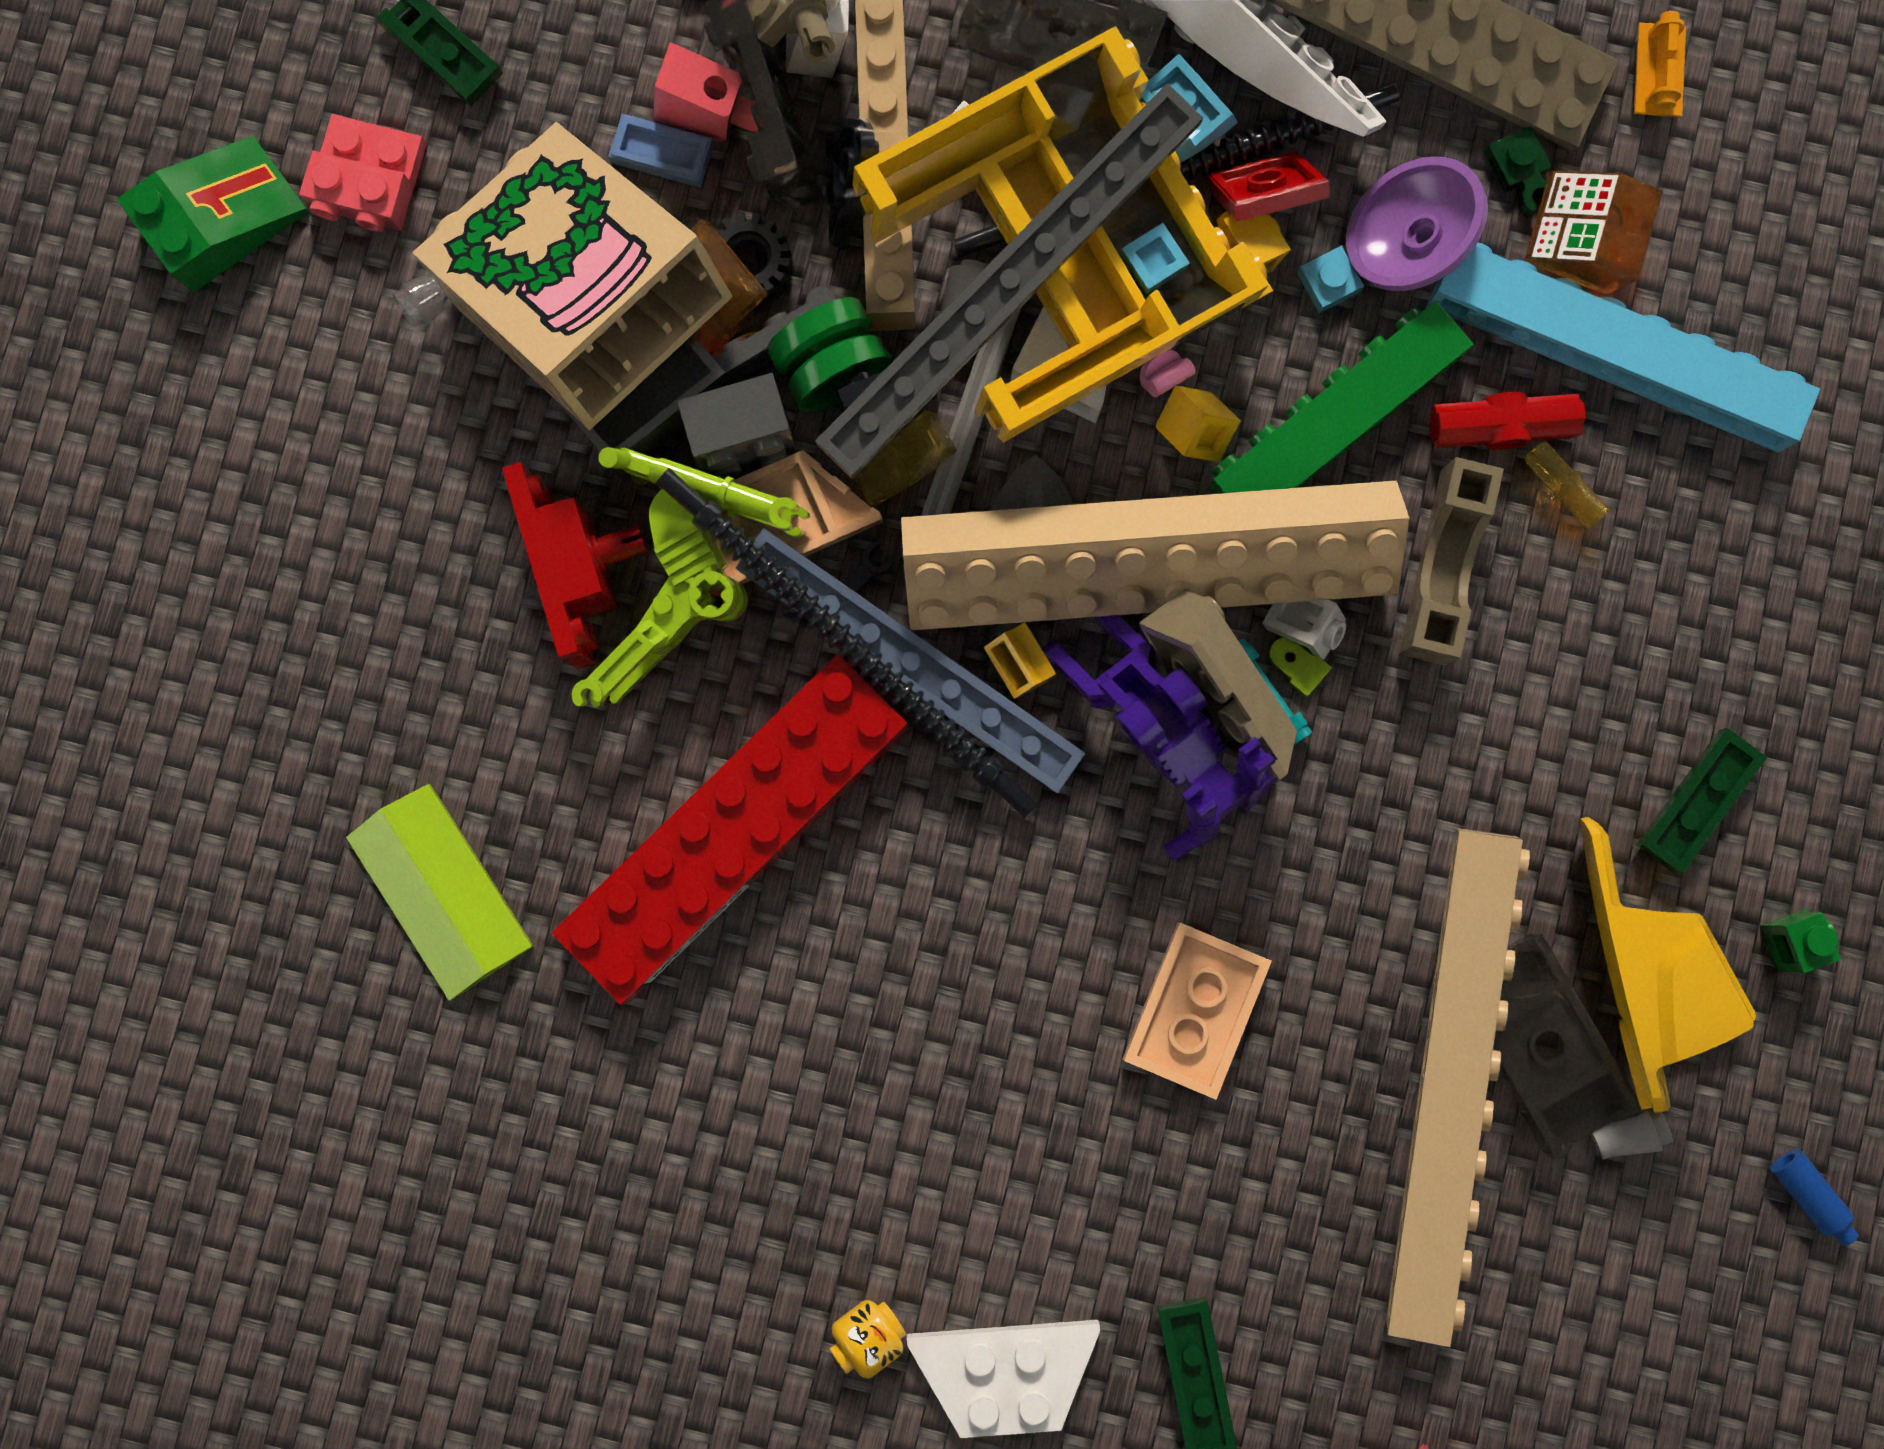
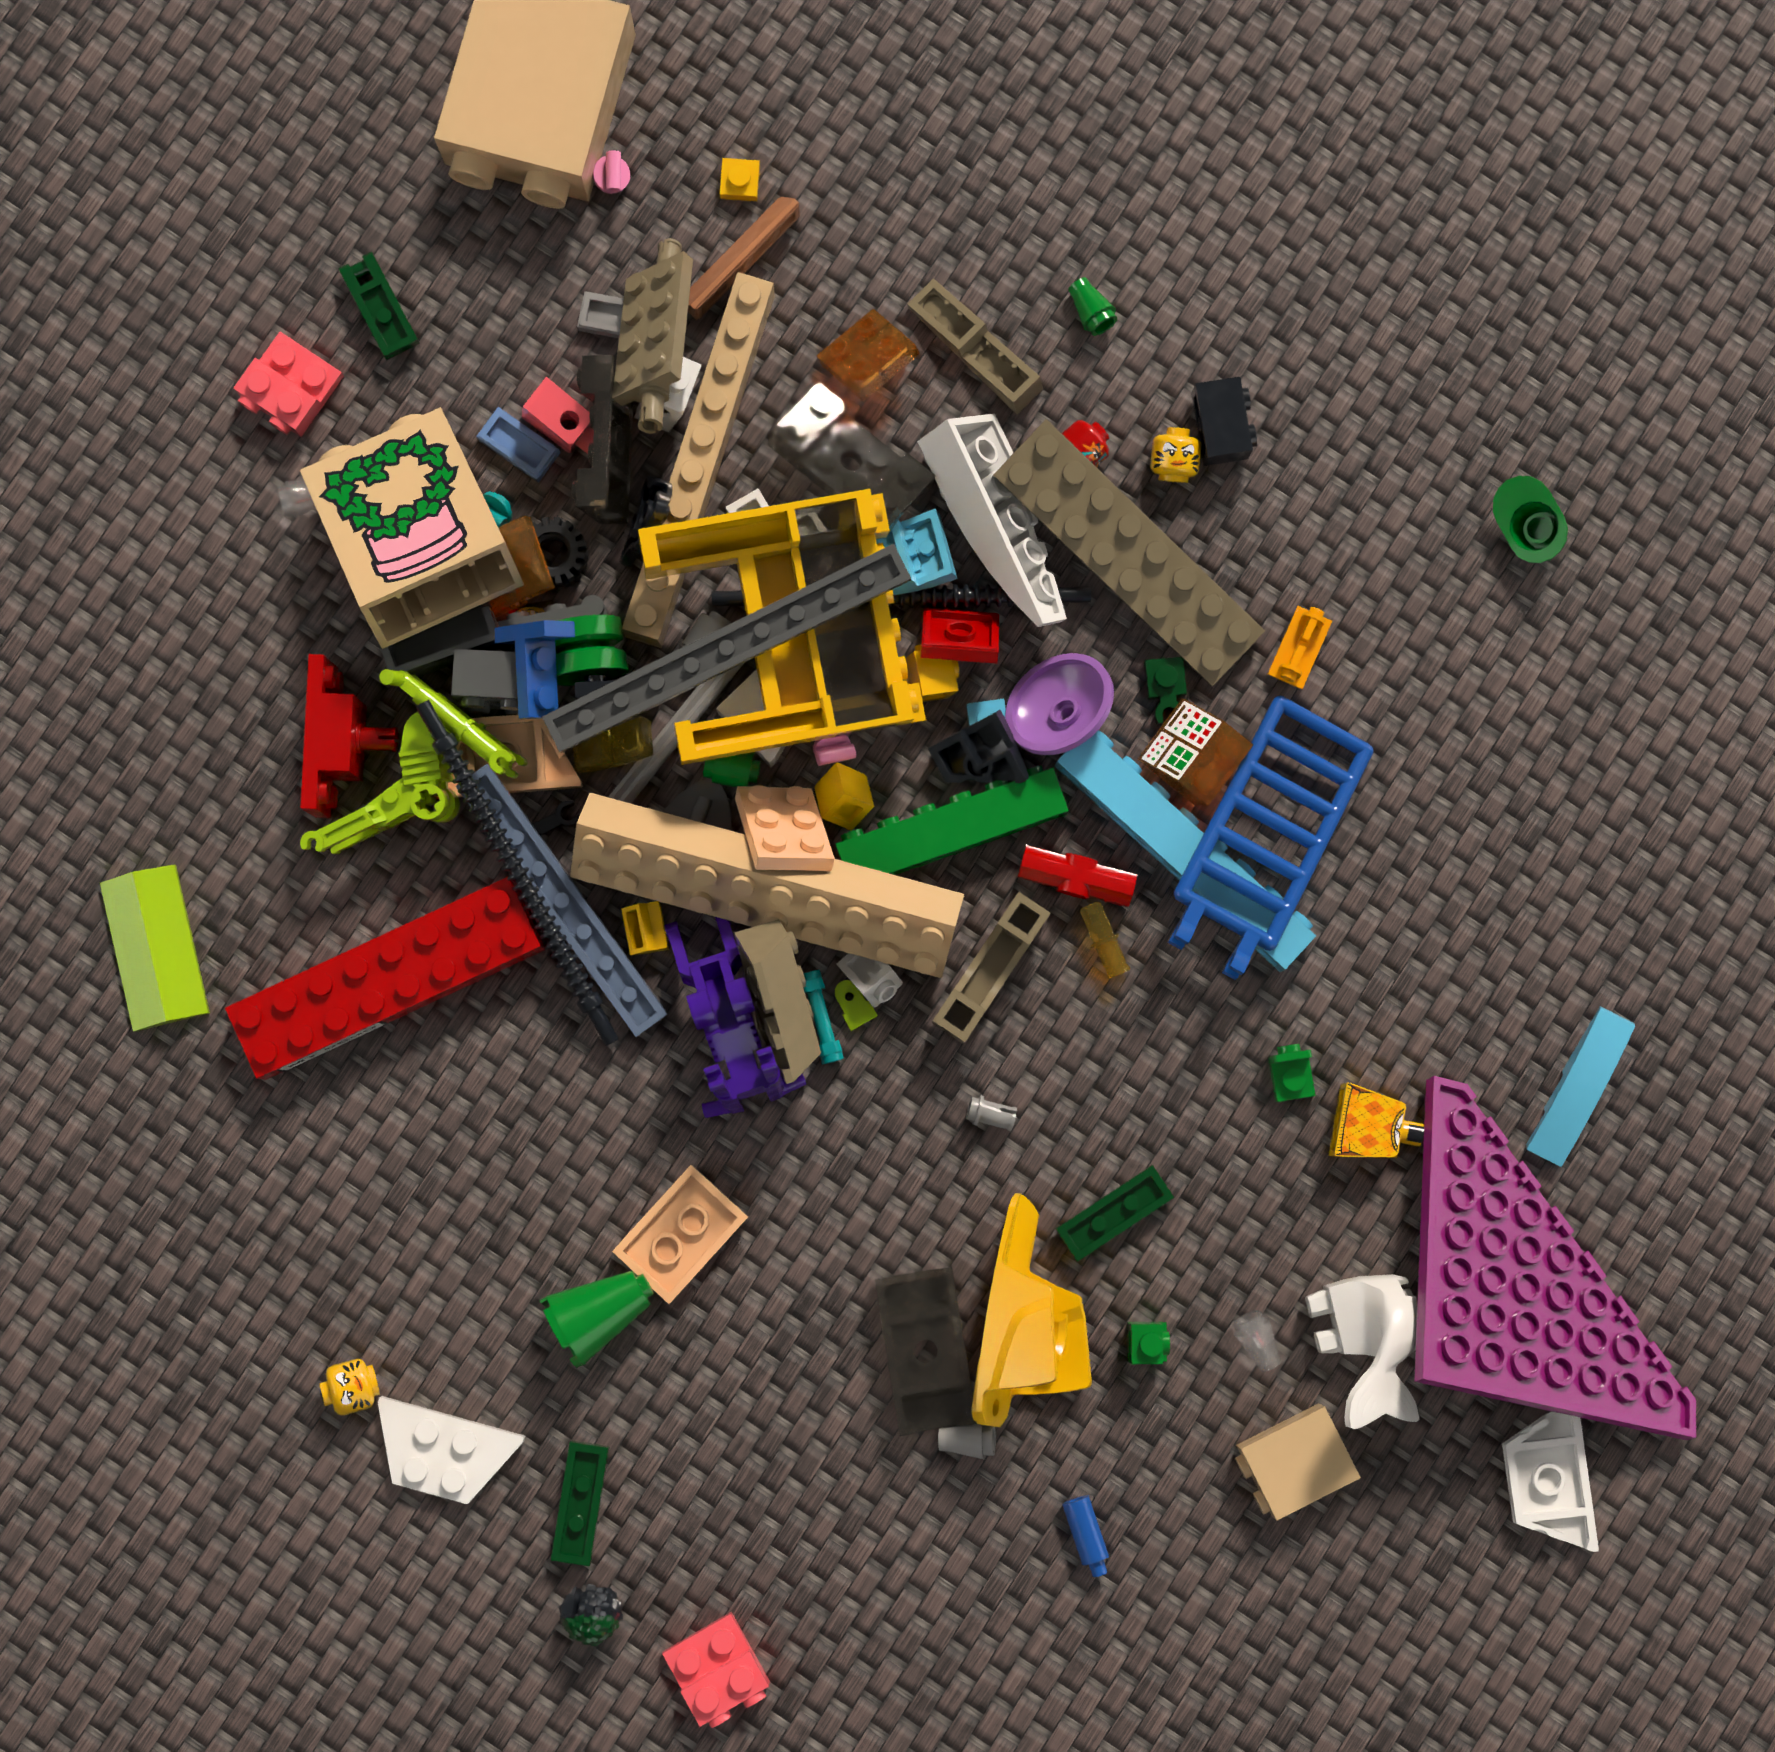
camera: 15 degrees right, 0 degrees up
(212, 210) = (166, 374): green slope -> none
(781, 378) = (536, 663): none -> blue bracket
(1055, 437) = (733, 770): none -> green brick
(1136, 1141) = (596, 1312): none -> green cone
(1150, 480) = (784, 828): none -> light nougat plate
(1154, 258) = (847, 665): medium azure plate -> none
(1343, 314) = (981, 753): none -> black slope
(1455, 1085) = (842, 1352): tan brick -> none
(1510, 735) = (991, 1113): none -> light grey pin
(1676, 399) = (1316, 844): none -> blue bar
(1842, 563) = (1291, 1073): none -> green bracket

